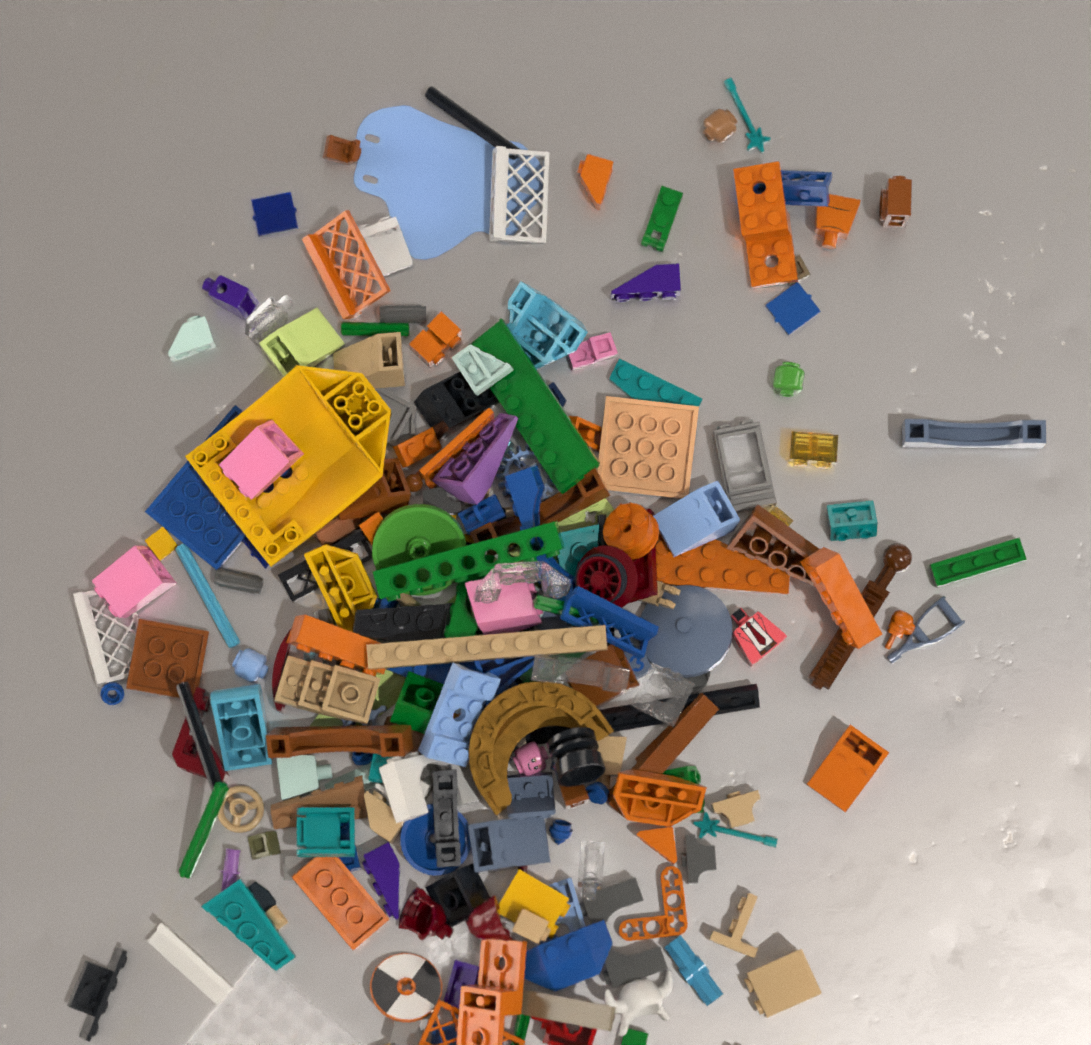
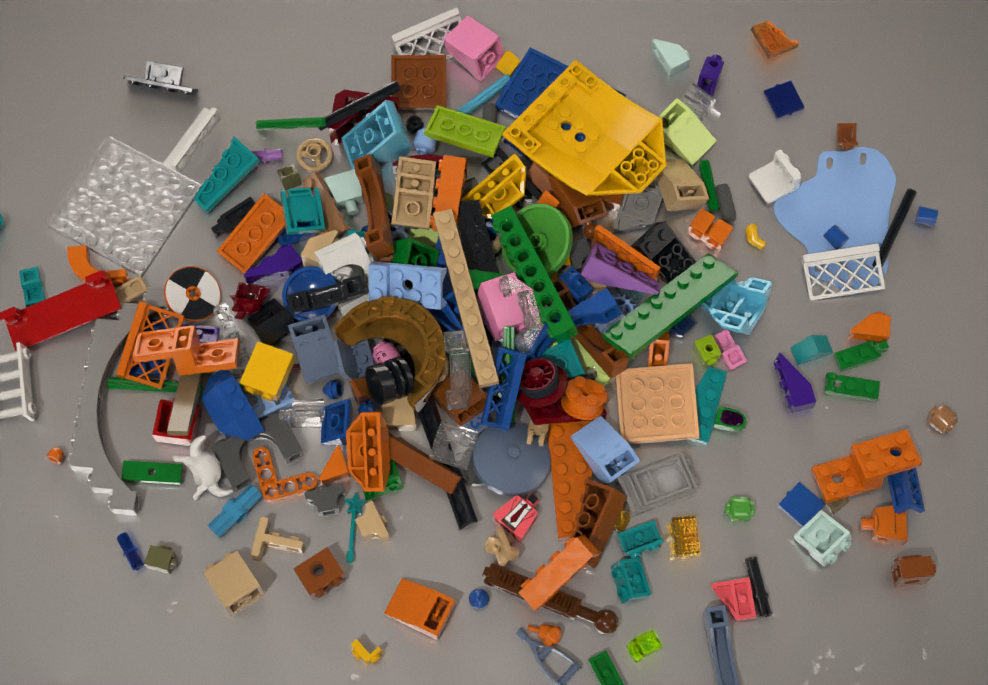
camera: 80 degrees right, 10 degrees down
(112, 699) = (383, 48): blue plate -> none
(192, 209) = (772, 39): none -> clear orange wing
(222, 669) = (414, 120): none -> black plate
(251, 612) = (464, 131): none -> lime tile
(260, 459) = (584, 110): bright pink slope -> none
(268, 904) = (243, 187): piece -> none
(309, 920) = (231, 218): none -> black hinge
(334, 274) = (749, 144): orange fence -> none
(417, 447) = (618, 226): orange plate -> none
(452, 291) = (752, 236): none -> yellow arm
(464, 82) = (926, 216): none -> blue piece
(473, 194) = (835, 237): none -> blue piece
(480, 368) = (692, 262): light aqua wing -> none
(486, 923) = (246, 337): dark red helmet -> none
(531, 927) = (247, 367): tan brick -> none
(590, 375) = (707, 351): none -> lime brick
(606, 828) = (336, 422): none -> blue slope
(608, 254) = (811, 349): none -> teal slope
(624, 201) = (859, 354): none -> green hinge
(681, 368) = (729, 419): none -> rock
(755, 137) = (941, 451): teal piece -> none
(790, 662) = (501, 545): none -> tan hips
(794, 866) = (318, 584): none -> dark orange brick
(807, 500) = (640, 538): none -> teal bracket
(839, 292) = (824, 538): none -> light aqua plate
(845, 698) = (478, 598): none -> blue plate
(883, 378) = (760, 593): none -> black pin
(889, 846) = (360, 652): none -> yellow bracket
(892, 404) = (737, 598): none -> coral wing
(931, 520) = (644, 645): none -> clear neon green bracket

